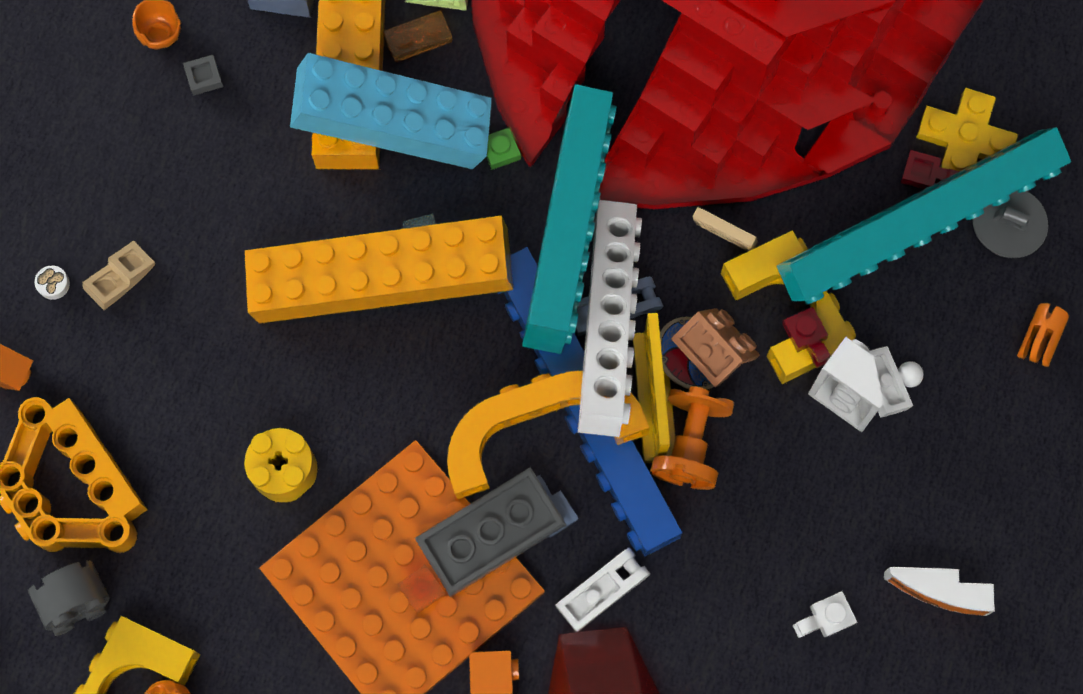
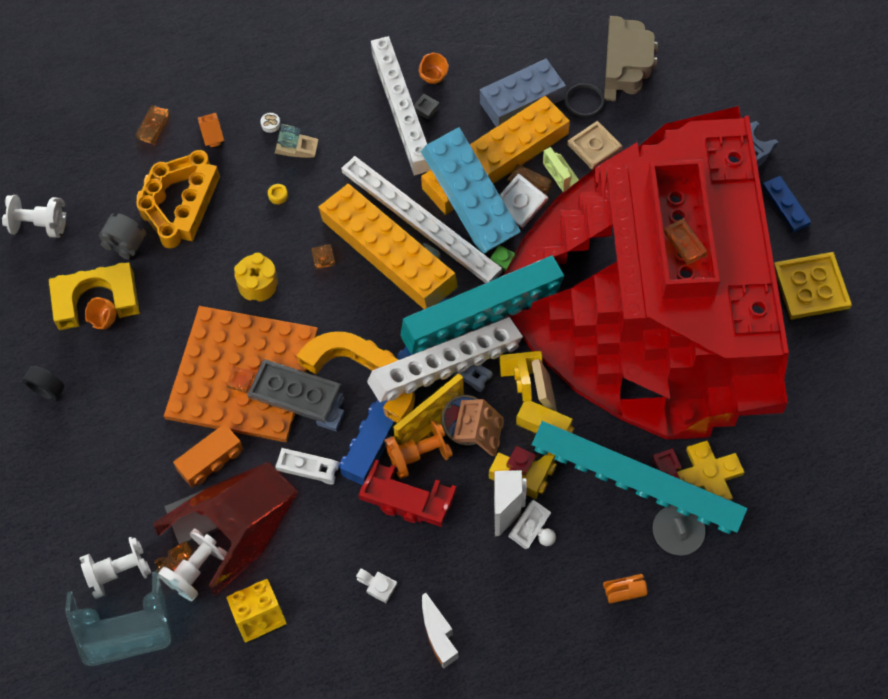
camera: 55 degrees right, 10 degrees down
(98, 273) = (288, 136): none -> clear light blue plate
(171, 350) = (277, 194): none -> yellow tile
(174, 101) = (400, 103): none -> white brick
(314, 359) = (323, 256): none -> clear orange plate
(363, 203) = (422, 220): none -> white plate
(441, 60) = (522, 200): none -> white tile
(672, 235) = (520, 367): none -> yellow bracket
(747, 503) = (404, 499): none -> red bracket

